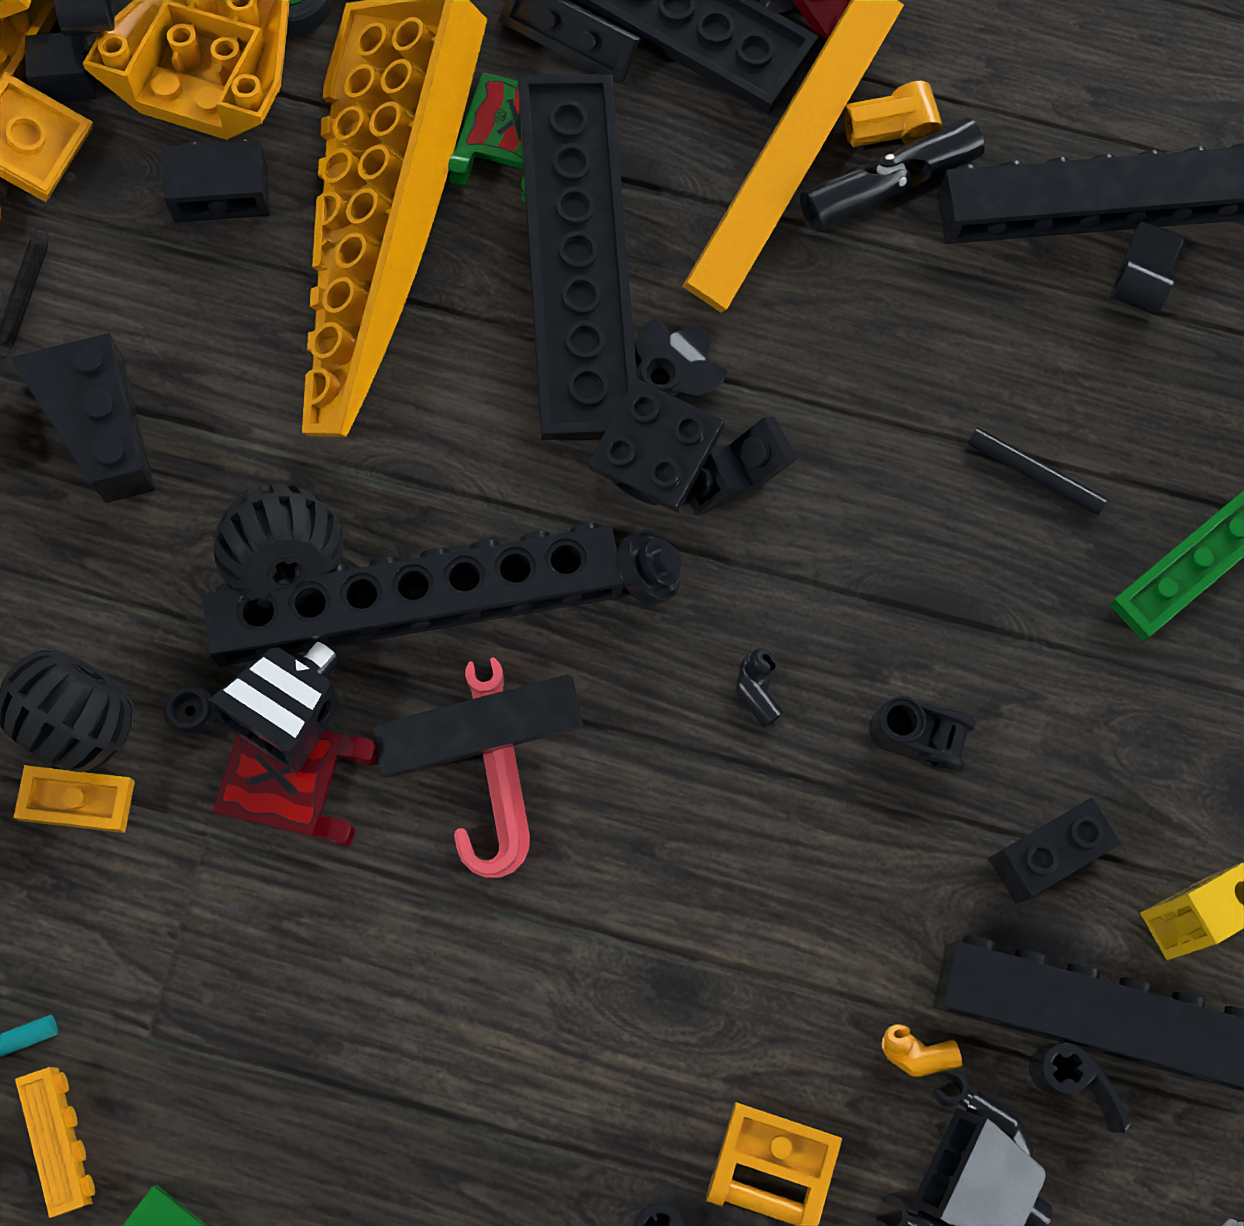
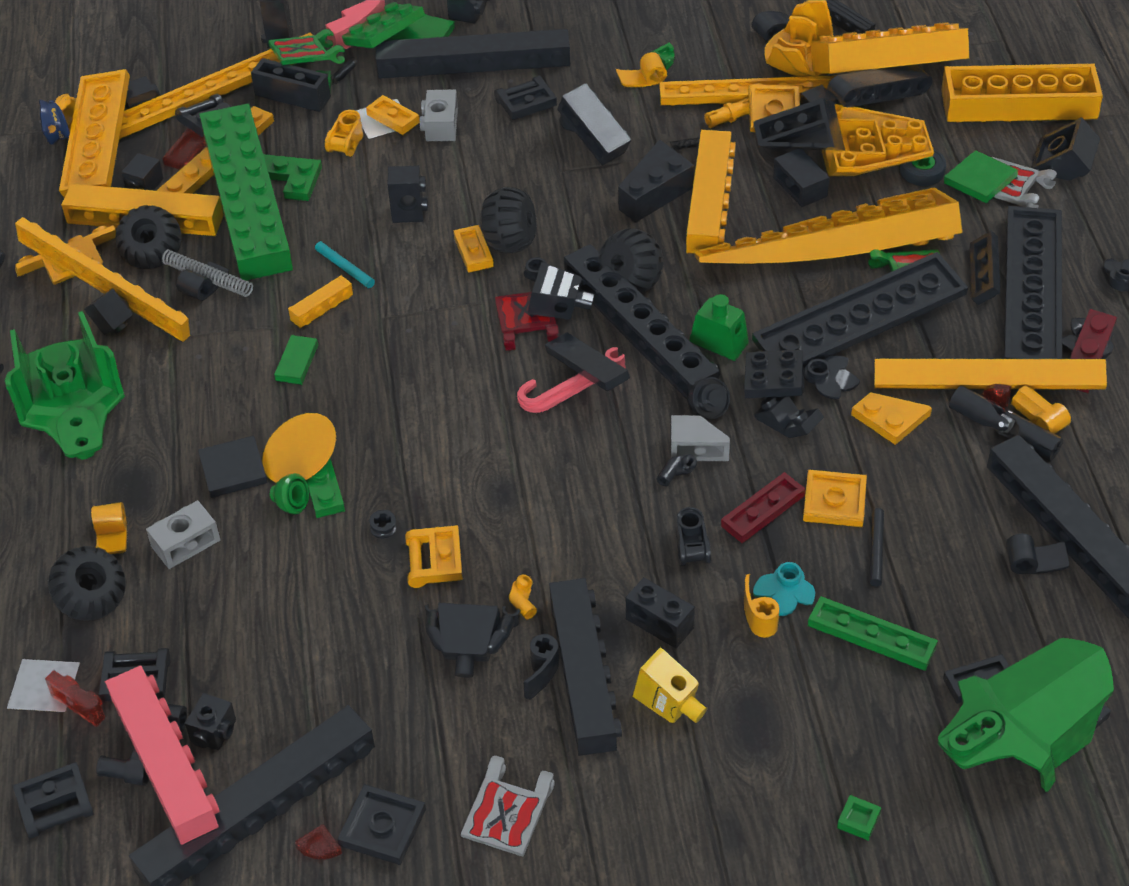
camera: 75 degrees right, 25 degrees down
(128, 122) = (804, 127): none -> black wedge
(165, 336) = (710, 190): none -> light orange brick
(507, 478) = (720, 328): none -> green torso
(718, 630) = (699, 438): none -> light grey slope
(794, 321) = (890, 416): none -> light orange wing
(834, 158) = (998, 393): none -> clear red tile
(901, 595) = (763, 507): none -> dark red plate
(918, 481) = (835, 498): none -> light orange tile
(1071, 645) = (786, 591): none -> teal plate
(1100, 706) = (761, 613): none -> light orange panel

